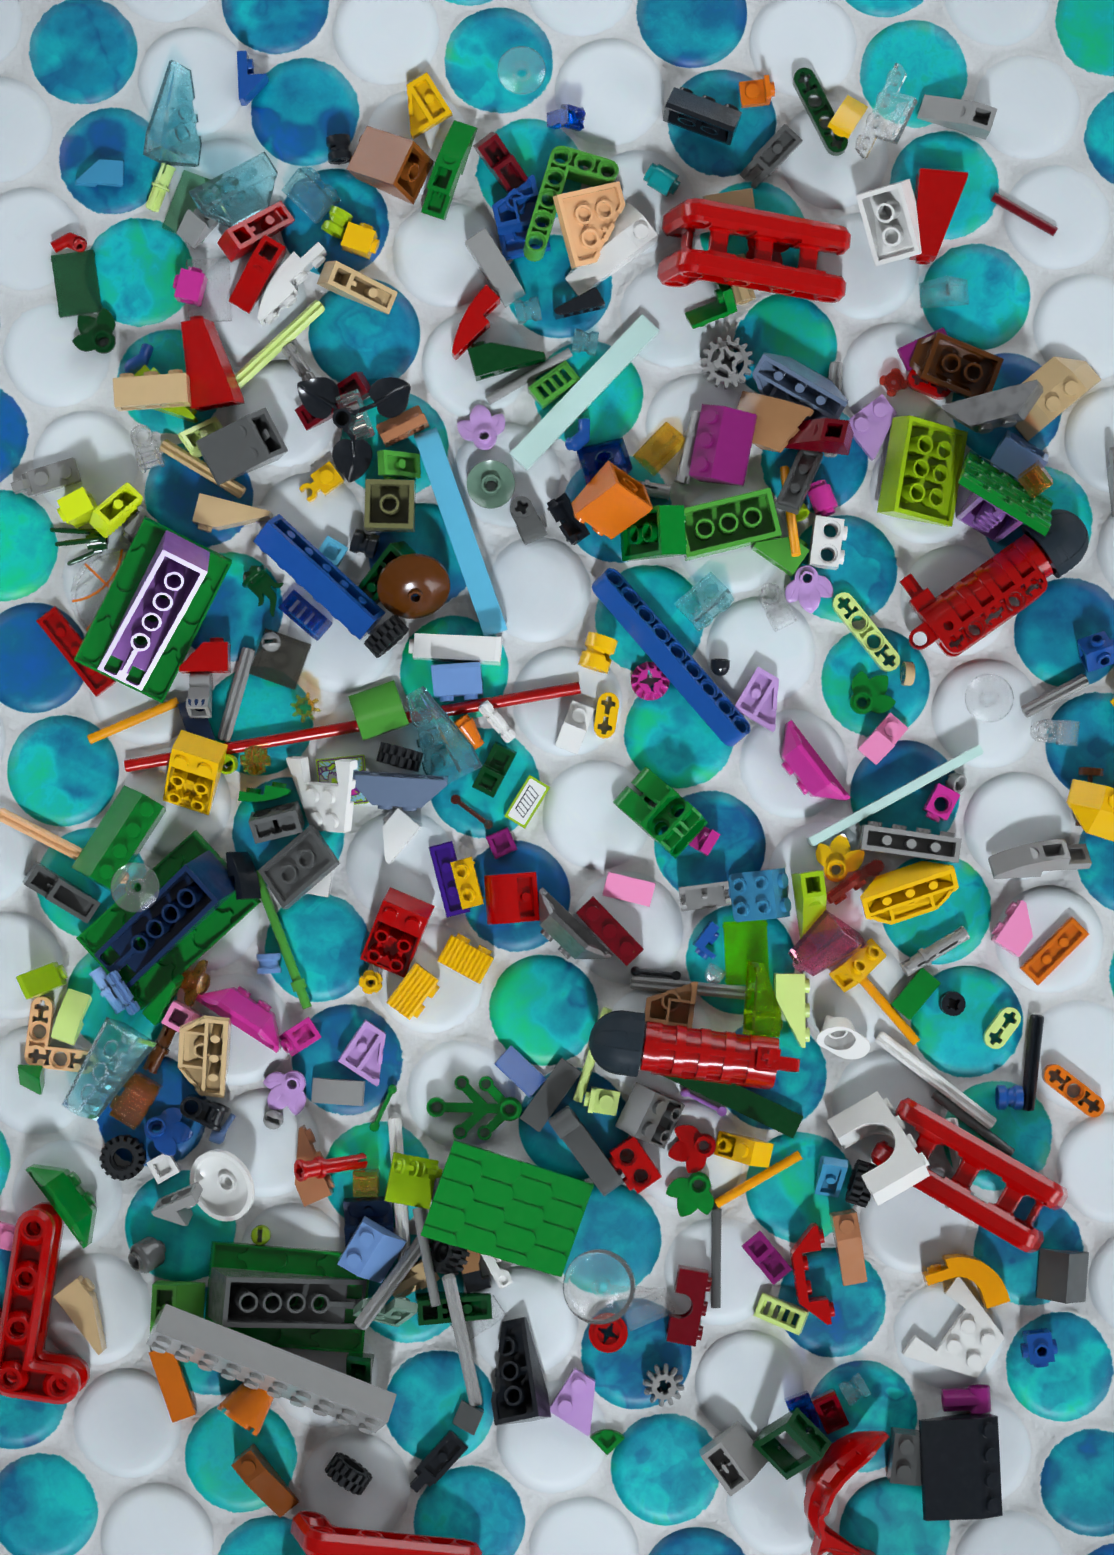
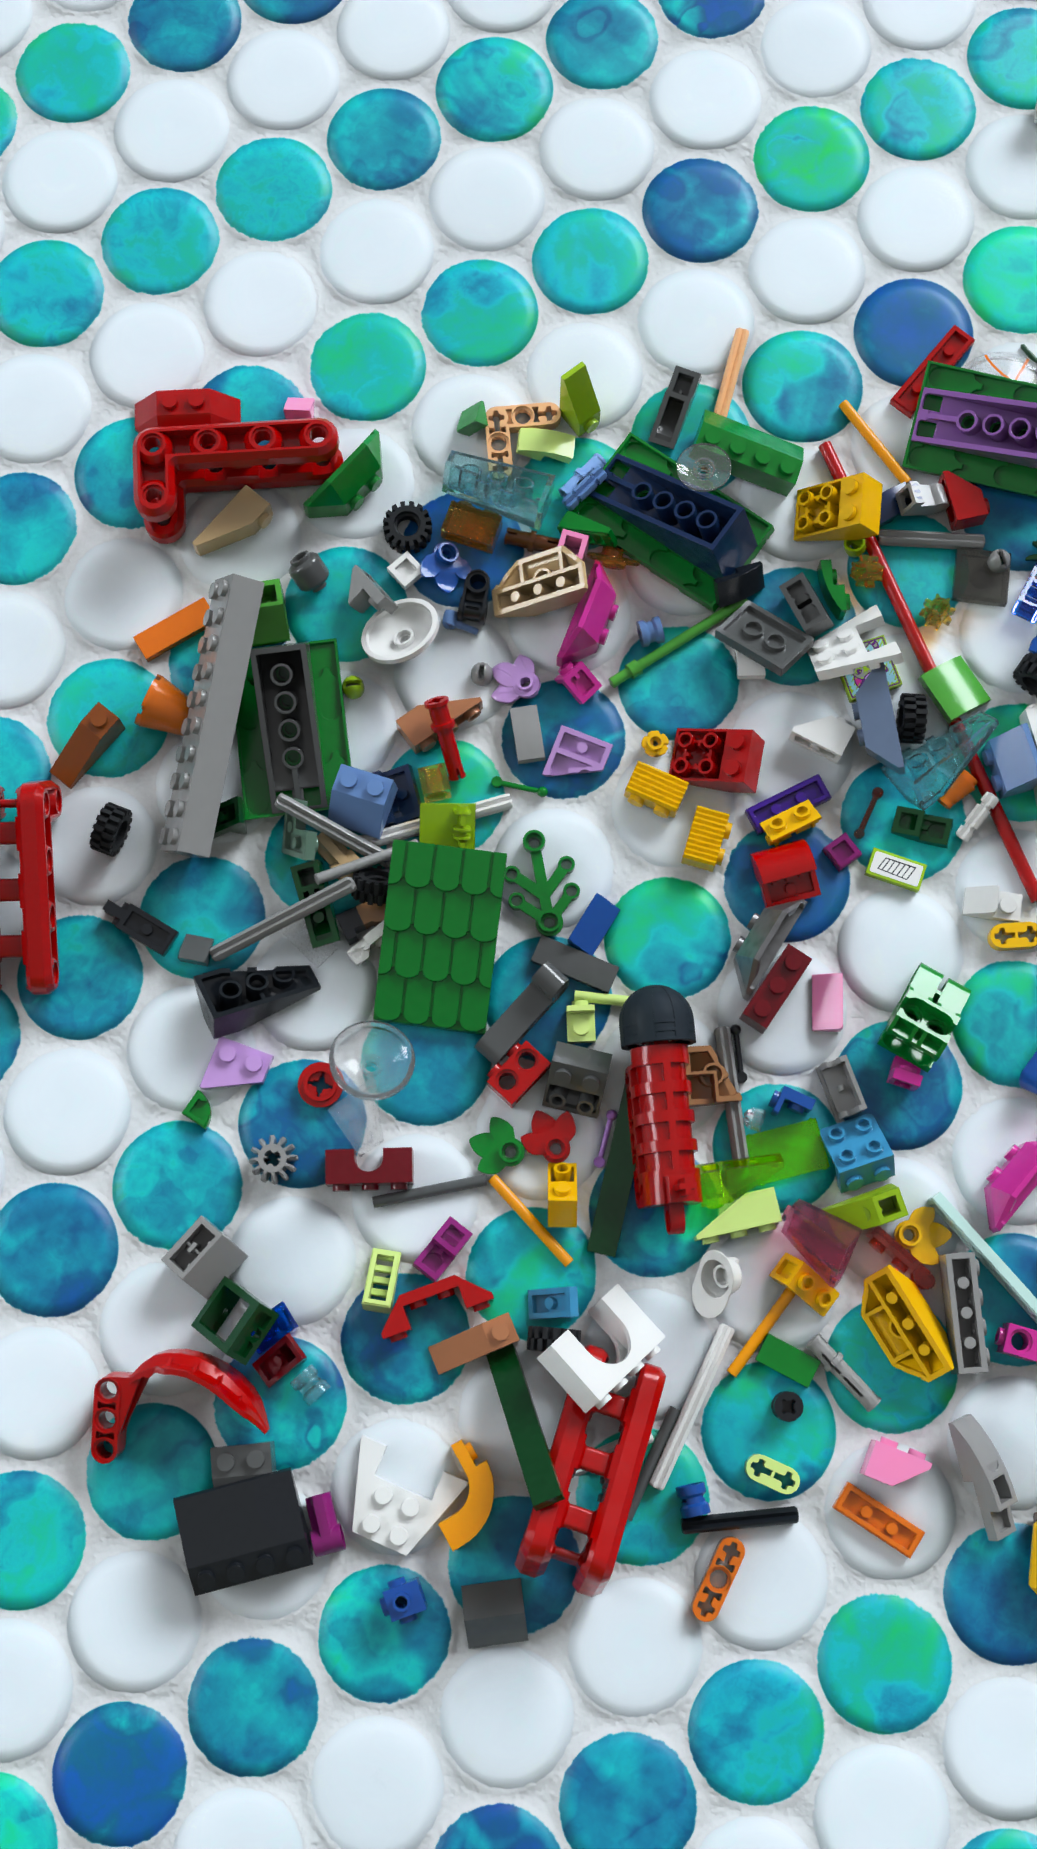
camera: 80 degrees right, 10 degrees down
(928, 1225) = (525, 1428): none -> dark green tile

